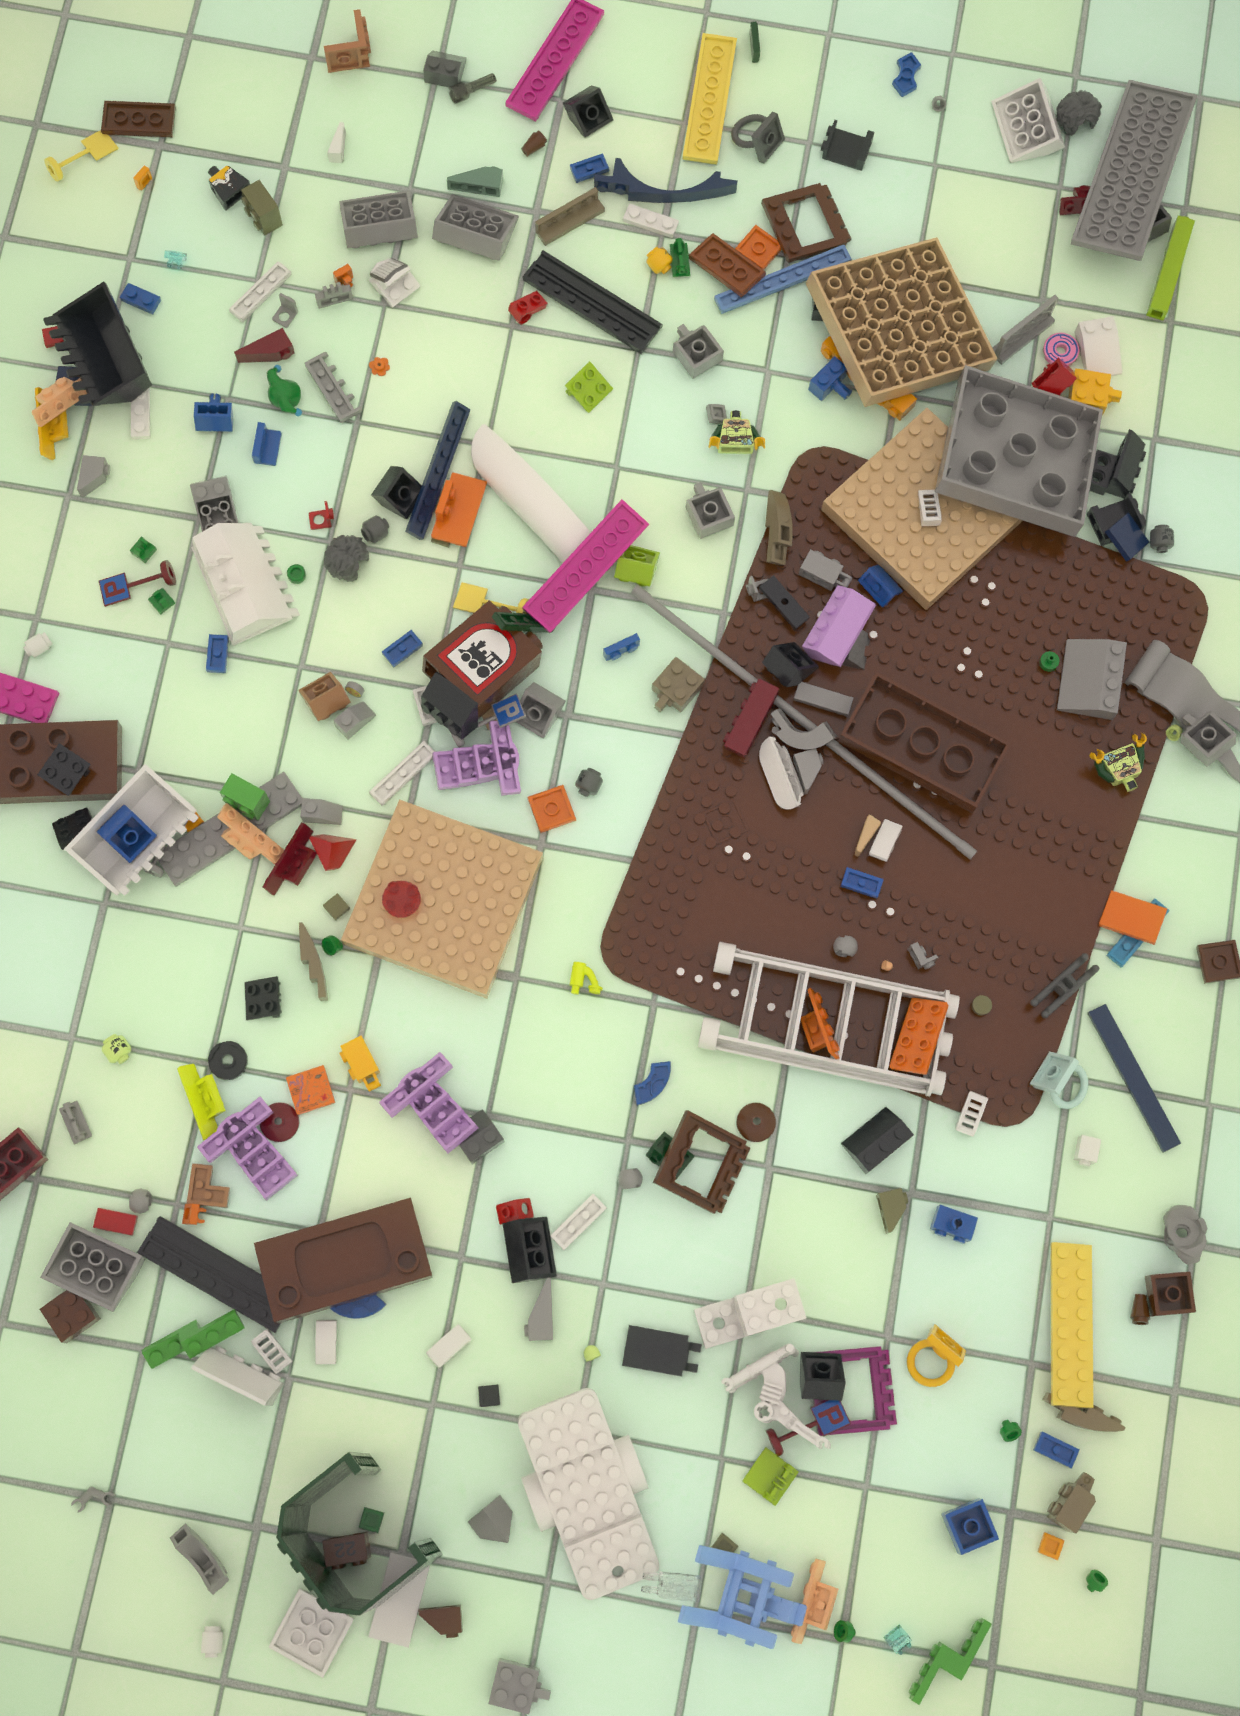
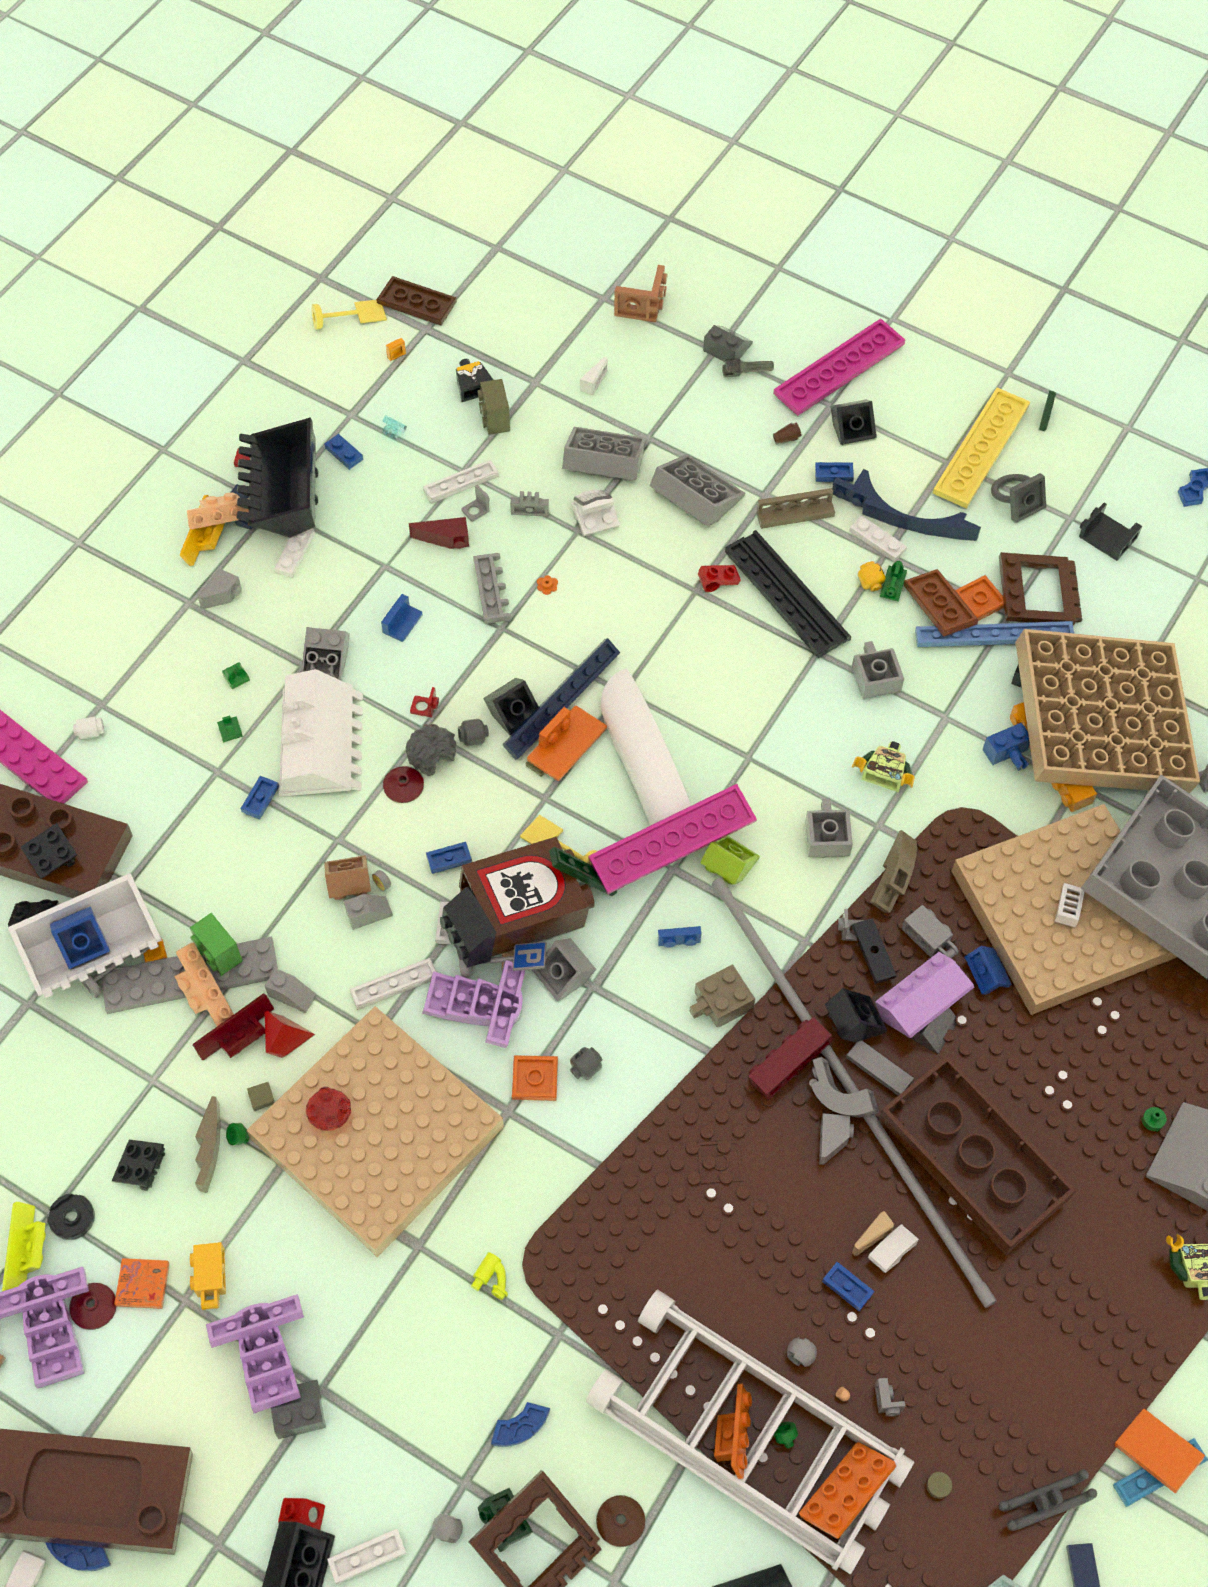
camera: 25 degrees right, 15 degrees down
(116, 588) = (192, 702): dark red piece -> none
(213, 415) = (361, 574): blue brick -> none
(283, 392) = (439, 576): green piece -> none
(296, 574) = (375, 749): green tile -> none
(337, 604) = (405, 791): none -> dark red dish
(343, 275) = (548, 490): orange tile -> none
(478, 181) = (720, 450): sand green slope -> none
(588, 387) = (750, 670): lime hinge -> none
(716, 413) = (873, 738): light grey tile -> none
(780, 774) = (800, 1130): white brick -> none
(857, 1012) = (786, 1434): none -> green tile

